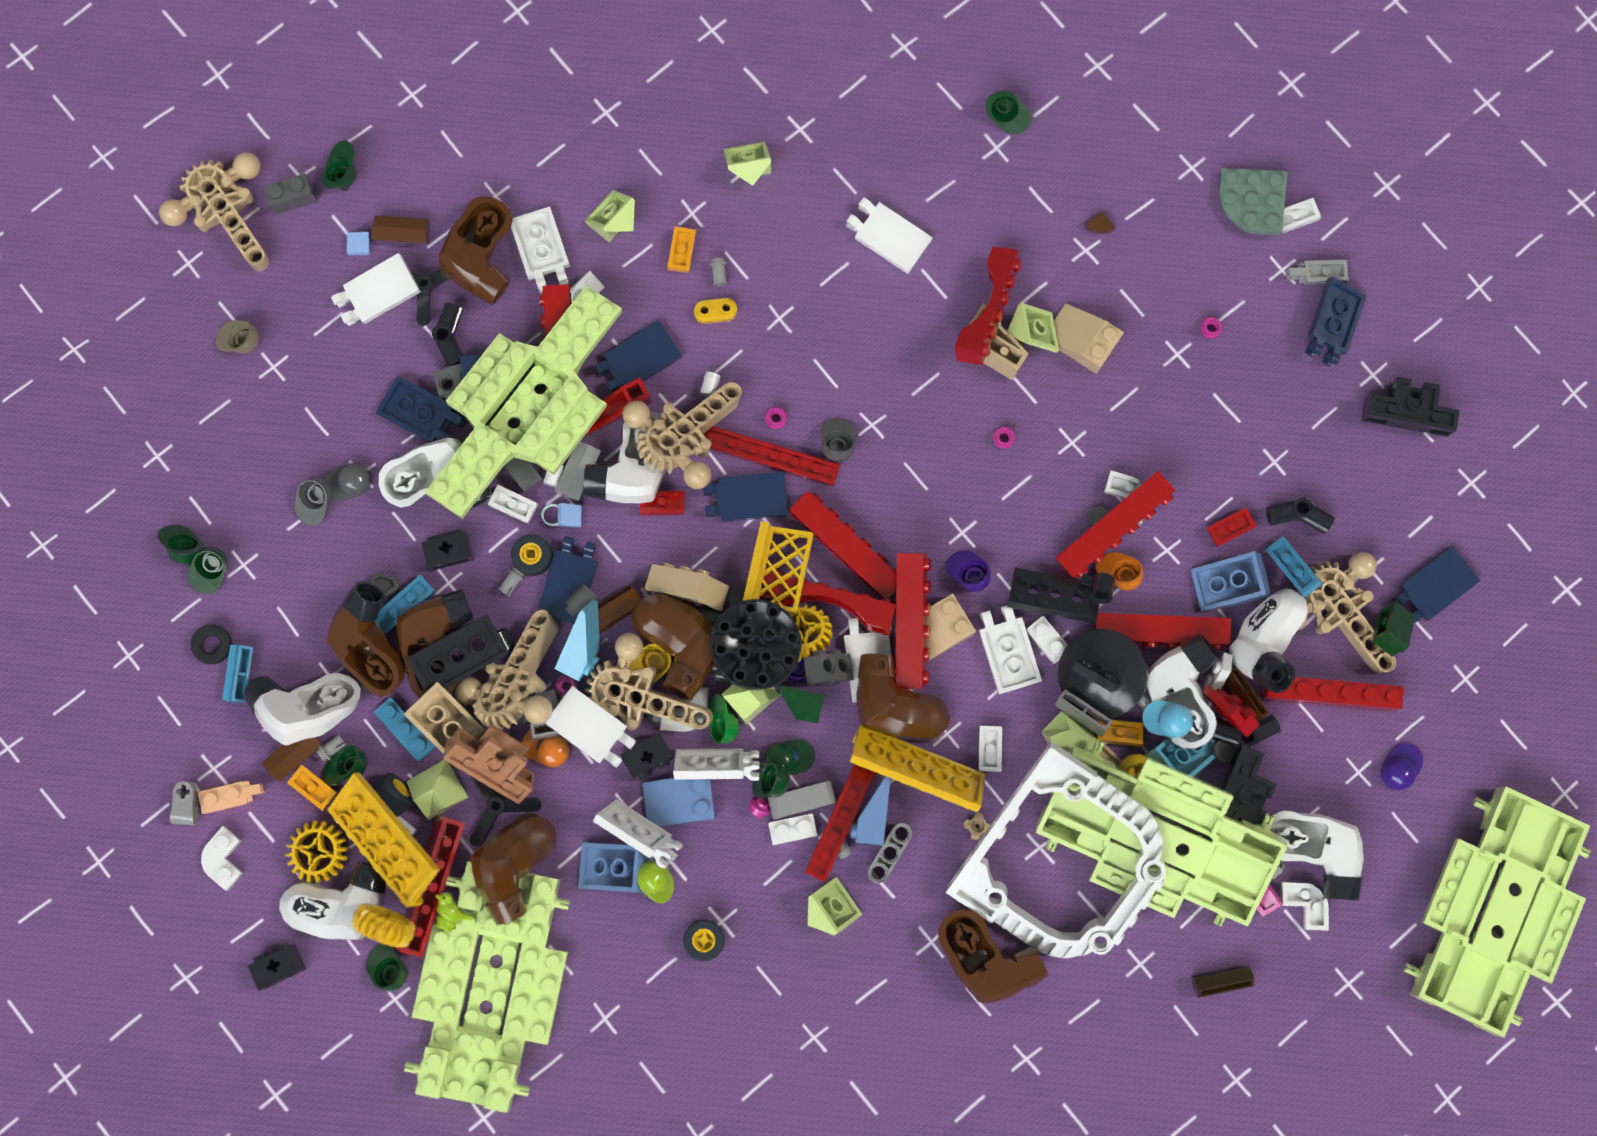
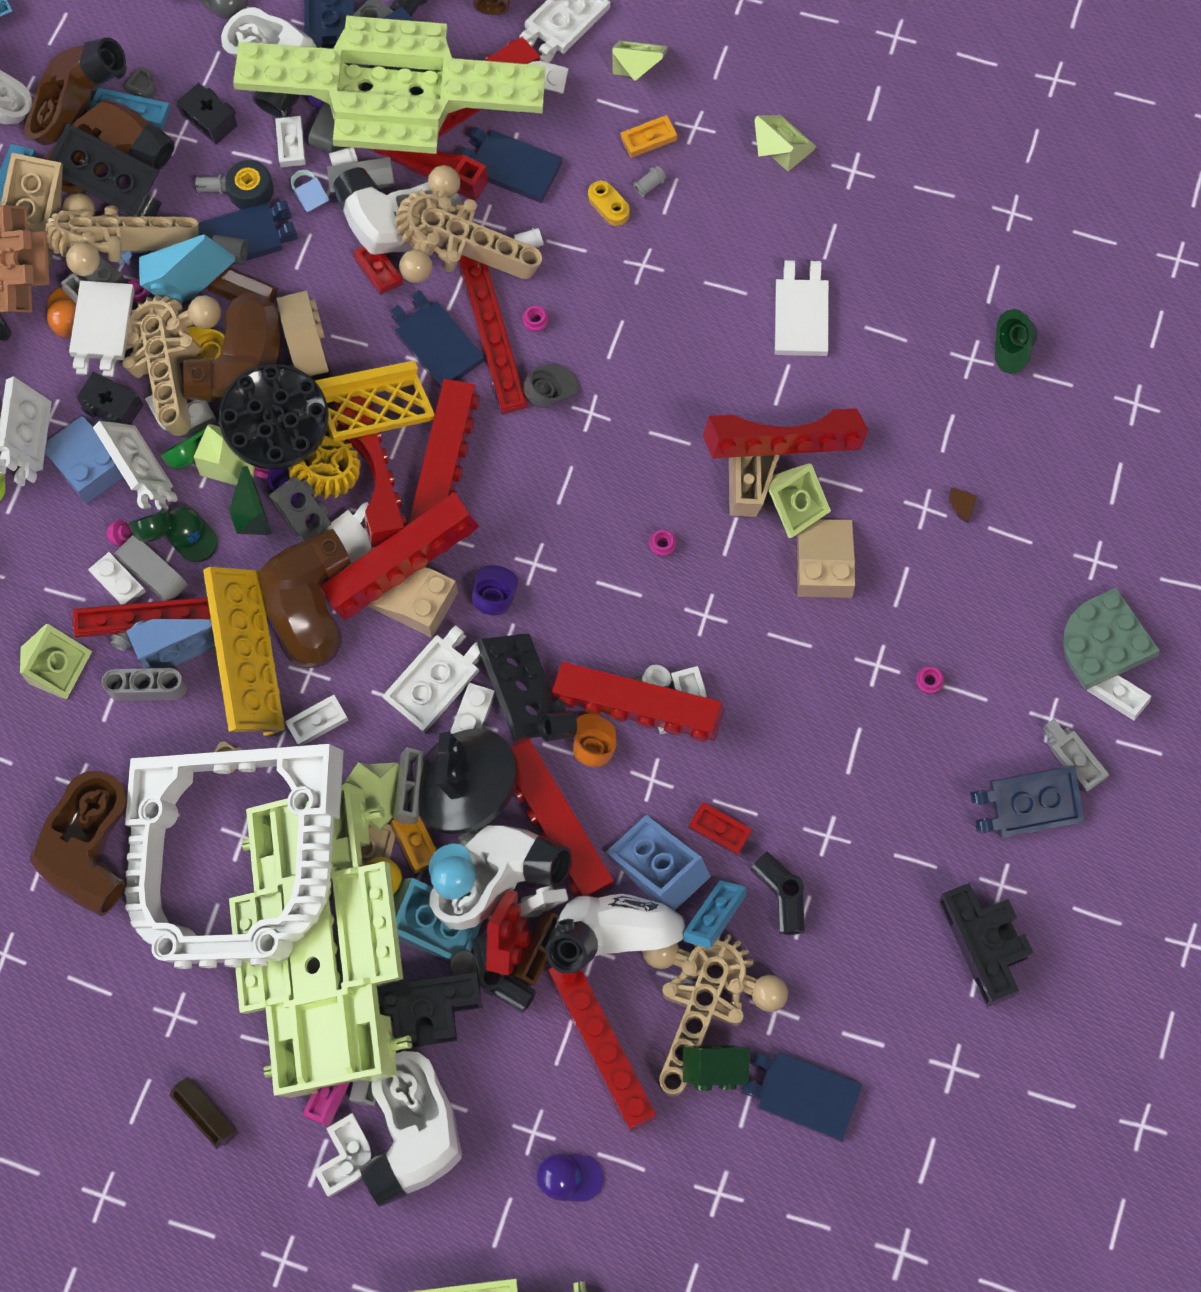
camera: 65 degrees right, 10 degrees down
(1101, 503) = (657, 675): none -> white tile

